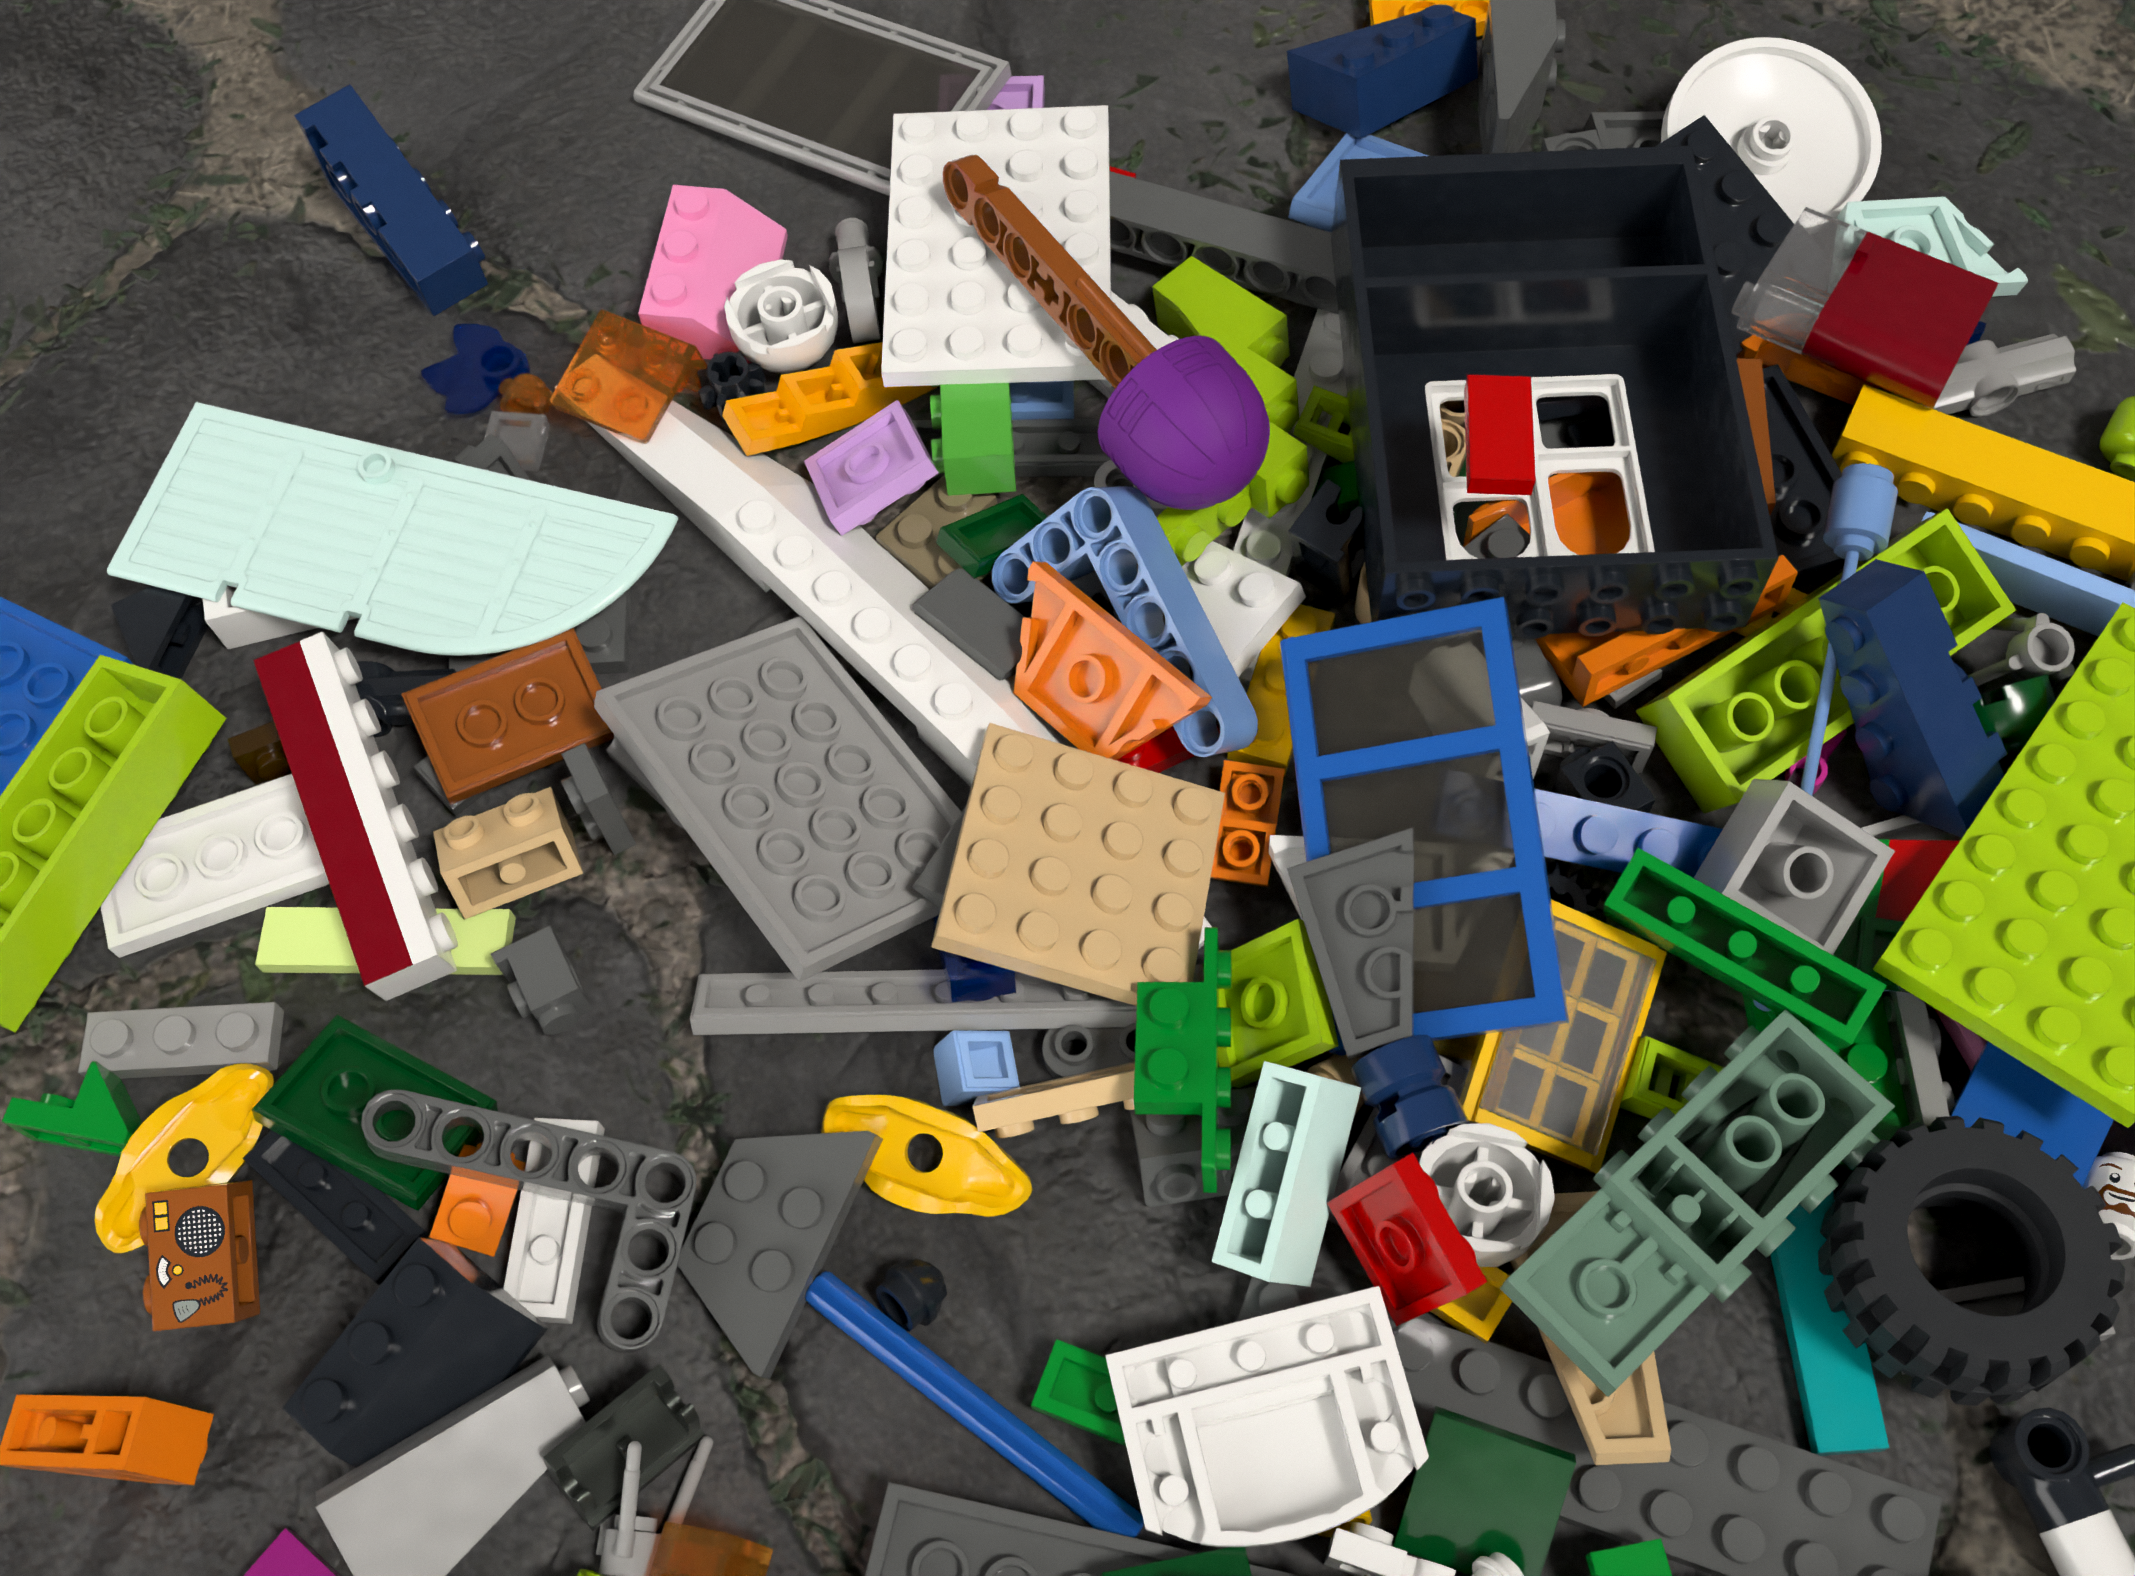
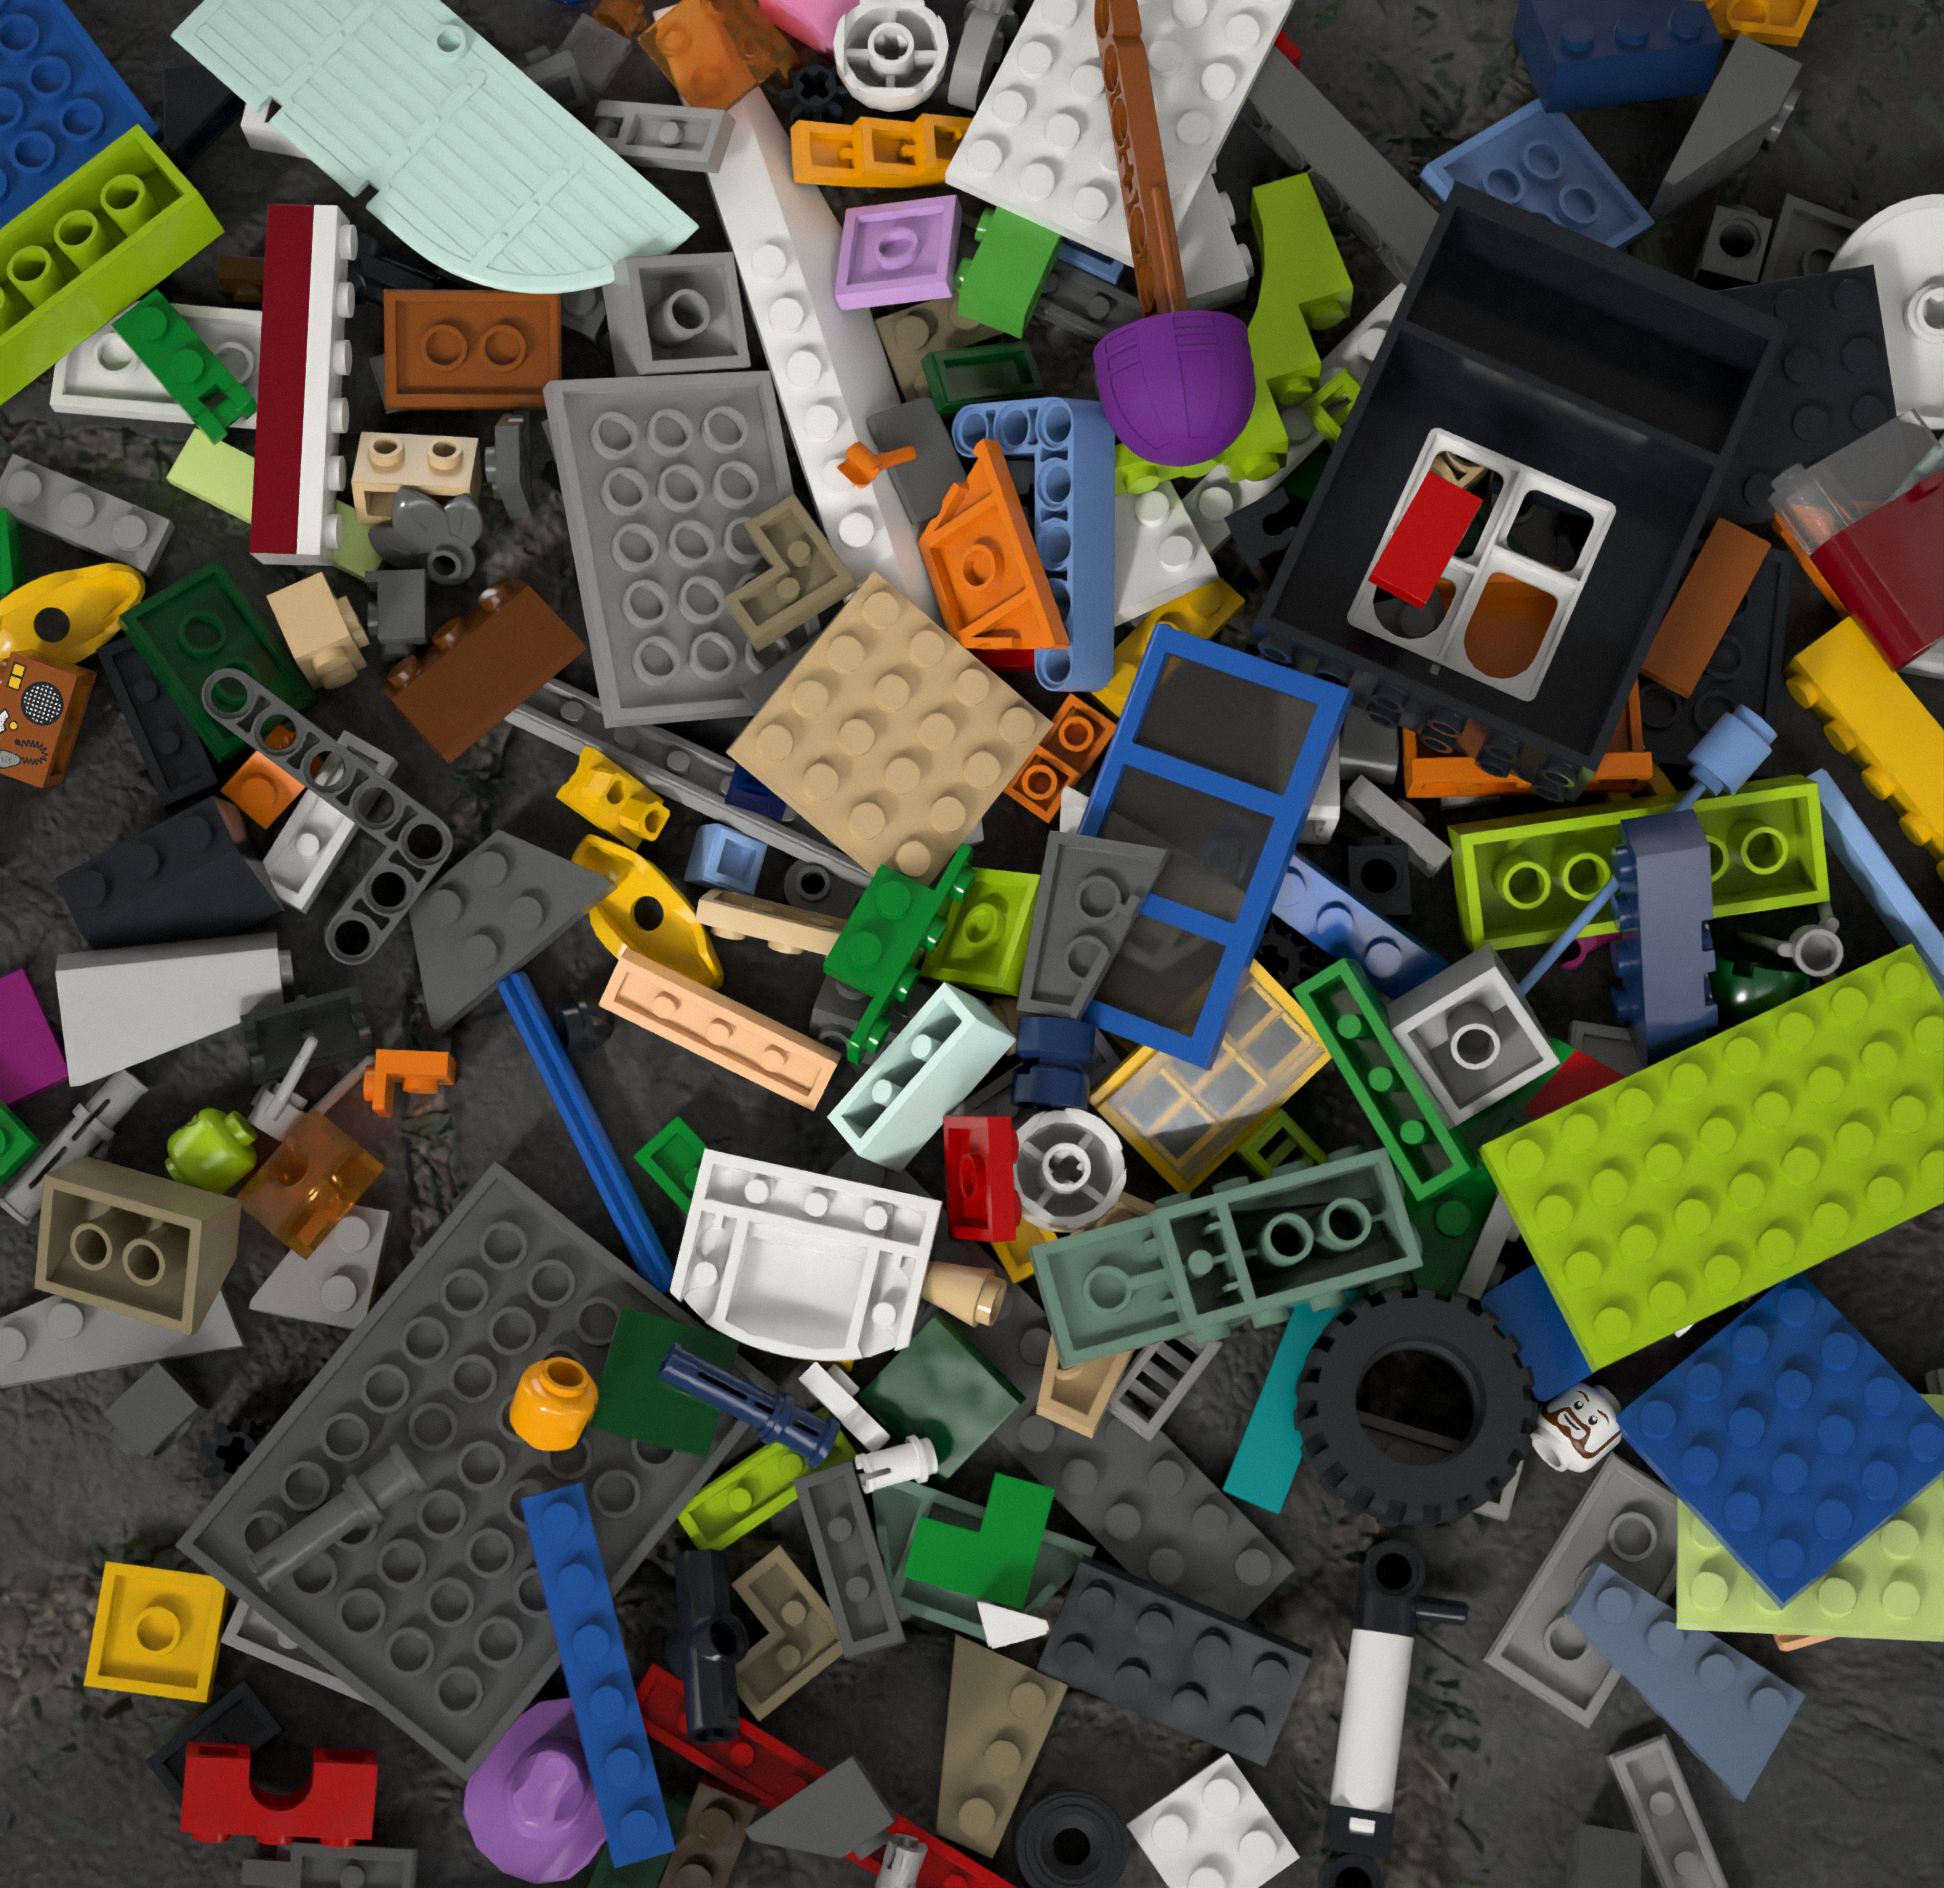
camera: 20 degrees right, 15 degrees up
(232, 851) = (184, 365): none -> green plate
(468, 1029) = (320, 631): none -> tan brick
(537, 888) = (427, 530): none -> dark grey plate
(615, 459) = (665, 134): none -> light grey plate
(646, 991) = (481, 668): none -> reddish brown slope
(688, 599) = (676, 315): none -> light grey slope
(758, 1428) = (417, 1071): none -> orange bracket
(837, 1055) = (614, 800): none -> yellow hips
(921, 766) = (802, 578): none -> dark tan plate
(934, 637) = (864, 466): none -> orange hand
(1055, 1229) = (719, 1029): none -> light nougat plate
(1450, 1372) = (965, 1291): none -> tan cone
(1715, 1343) = (1133, 1418): none -> light grey slope

